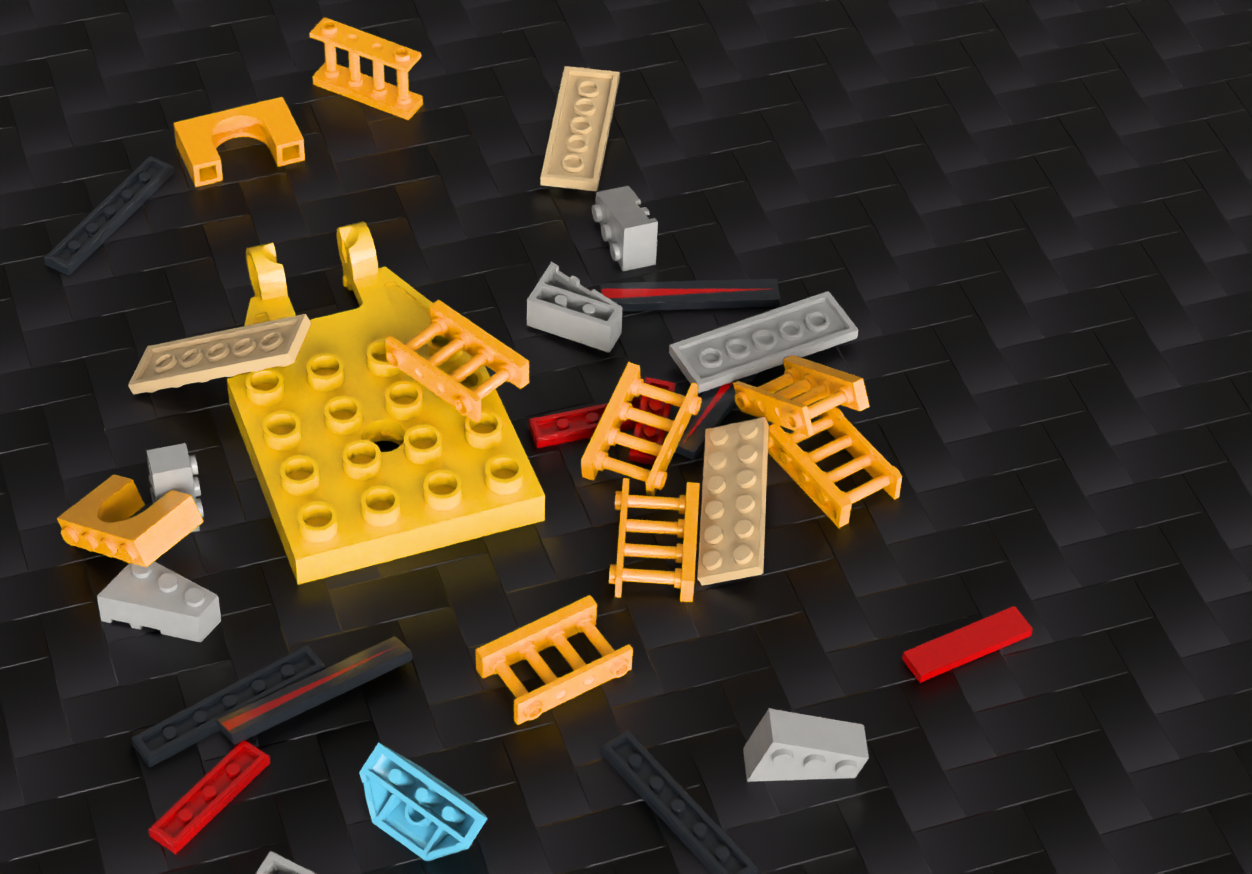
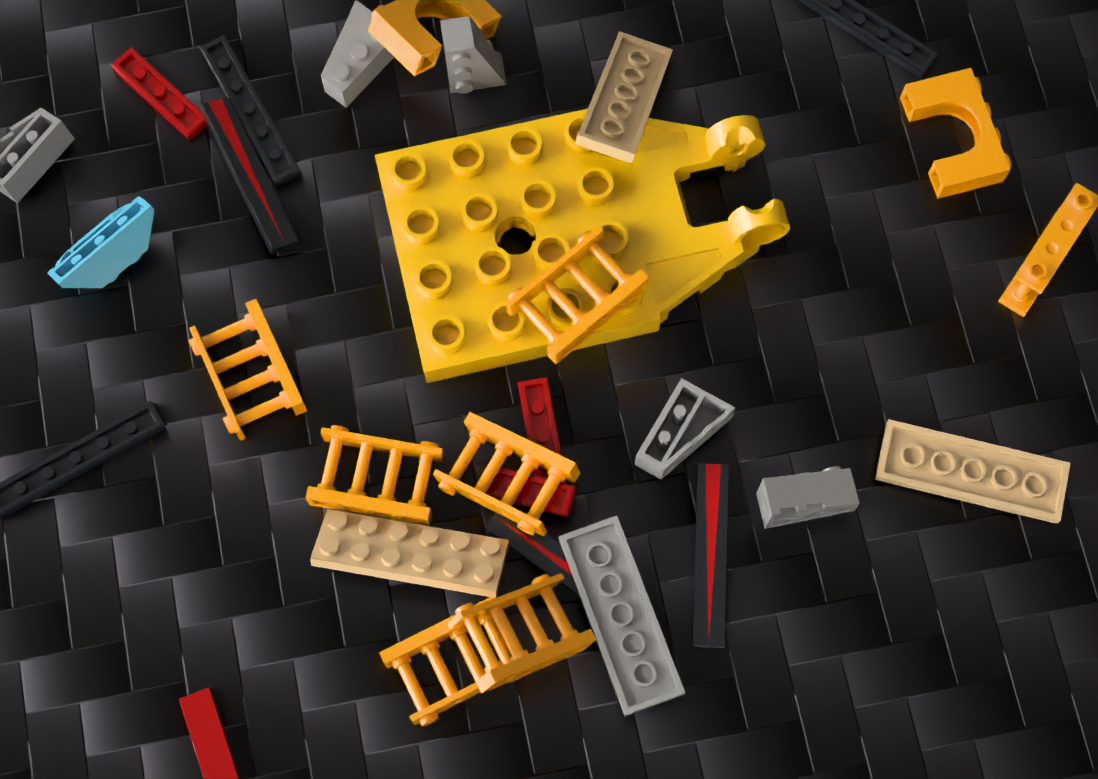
camera: 100 degrees right, 25 degrees up
(804, 748) = (103, 575): light grey wedge -> none

